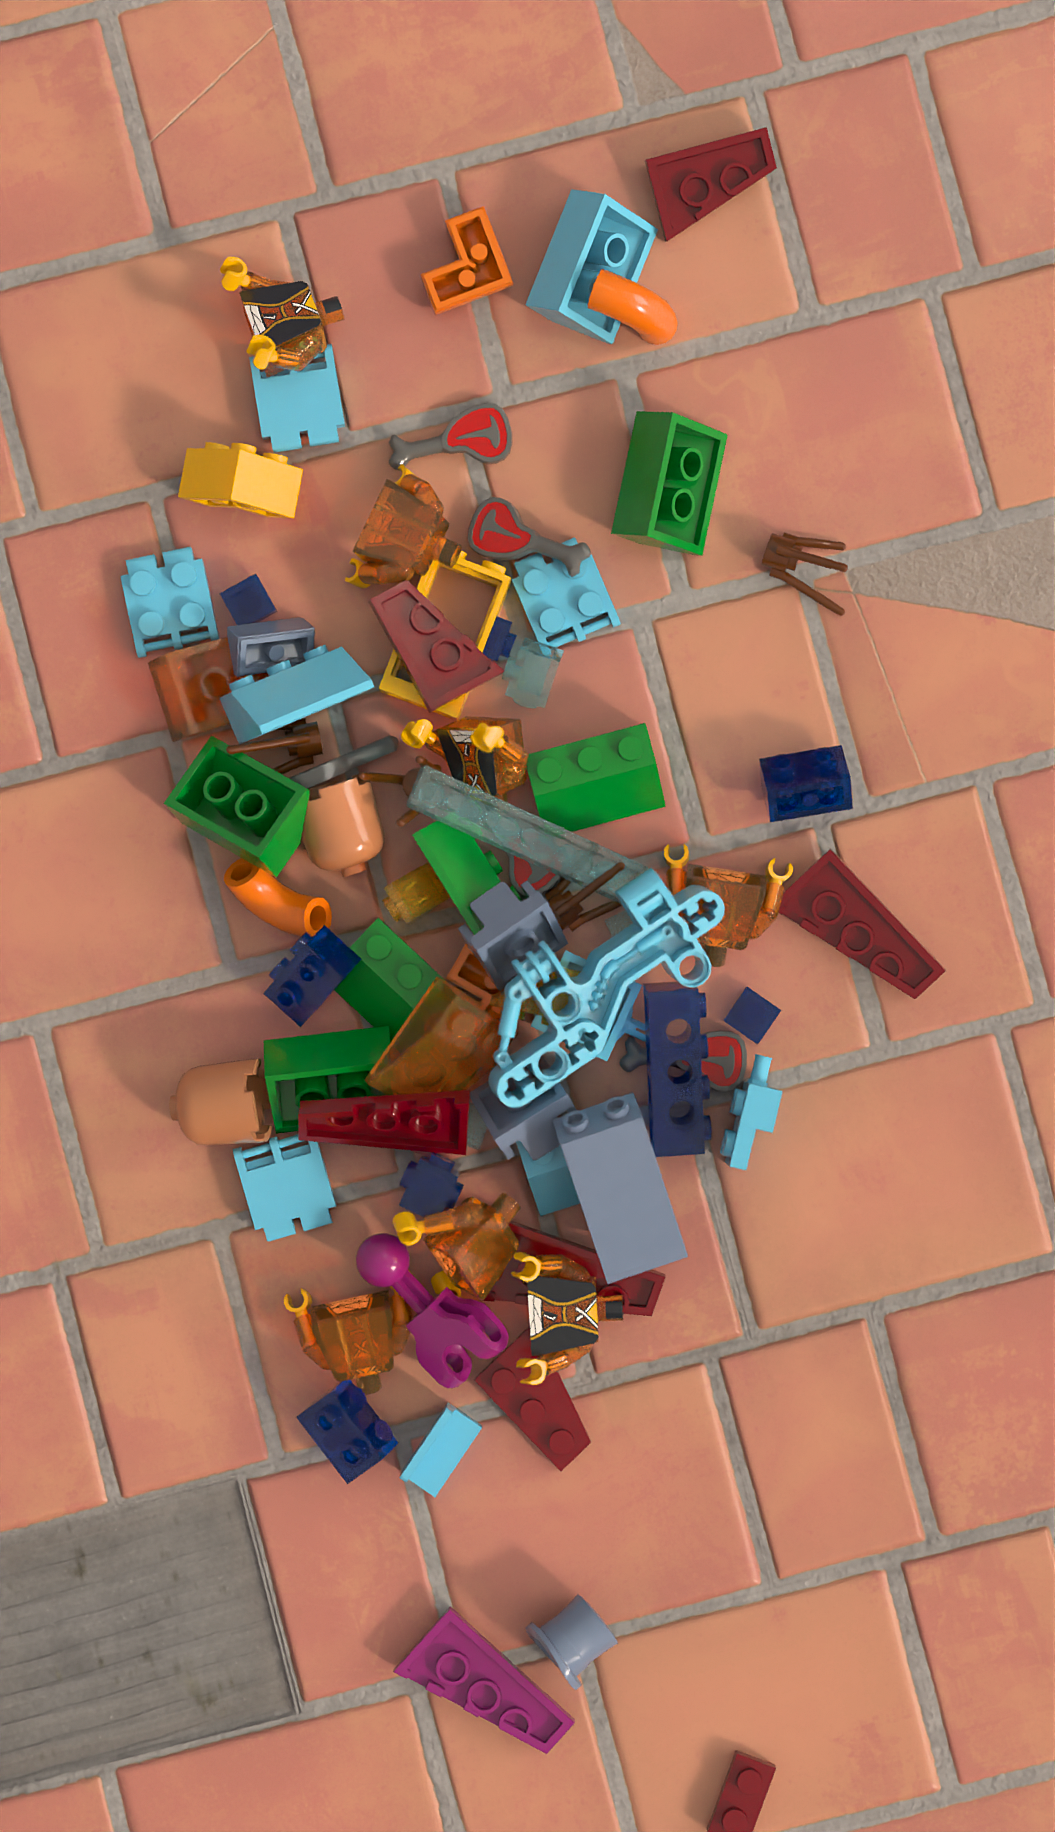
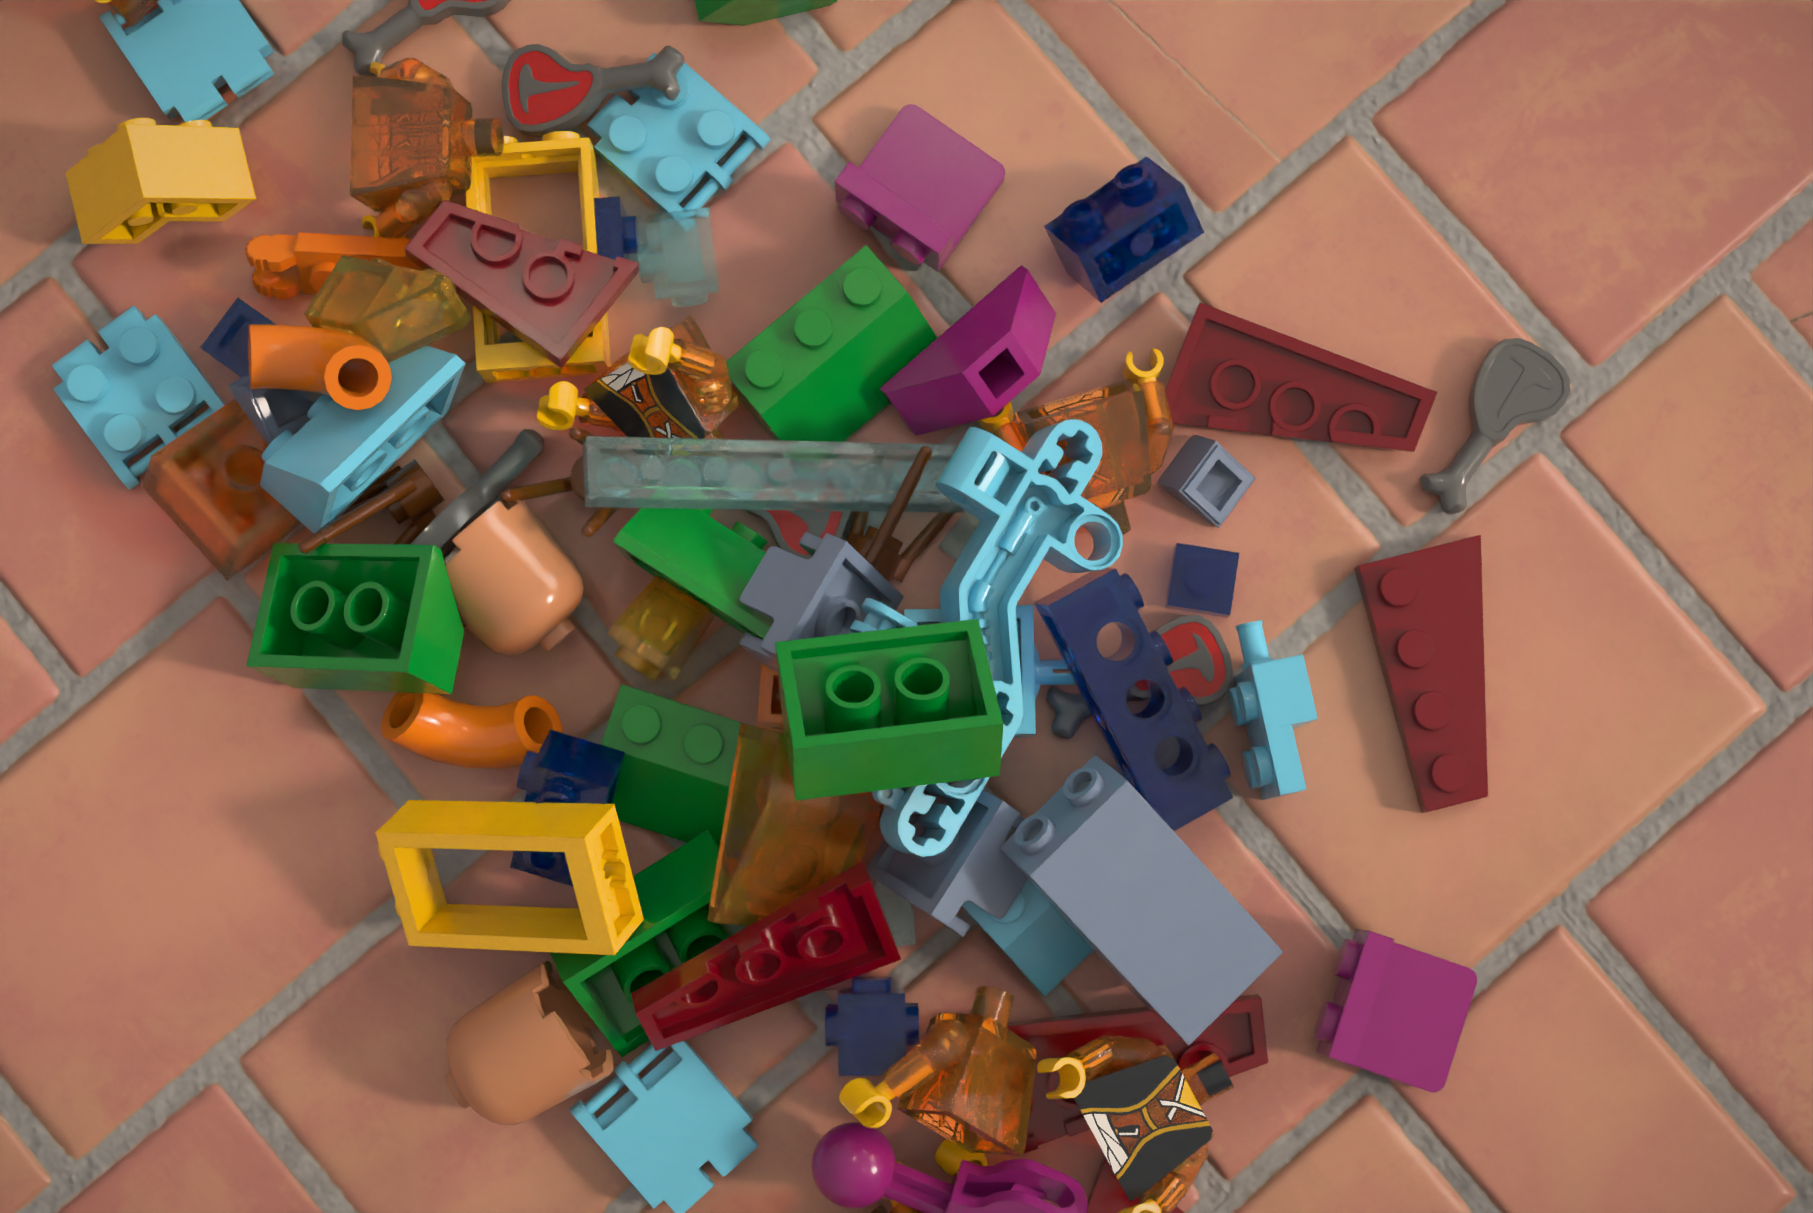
camera: 30 degrees left, 5 degrees down
(289, 645) = (318, 362): none -> orange cylinder
(318, 1000) = (583, 831): none -> yellow window
(323, 582) = (305, 260): none -> orange hinge
(339, 629) = (388, 305): none -> clear yellow slope
(524, 1013) = (888, 709): none -> green slope
(681, 821) = (977, 360): none -> magenta slope
(697, 697) = (919, 187): none -> magenta bracket
(741, 1322) = (1395, 1011): none -> magenta bracket
(784, 956) = (1206, 479): none -> sand blue slope
(867, 1122) = (1431, 654): none -> dark red wing
(993, 988) = (1510, 389): none -> dark grey piece

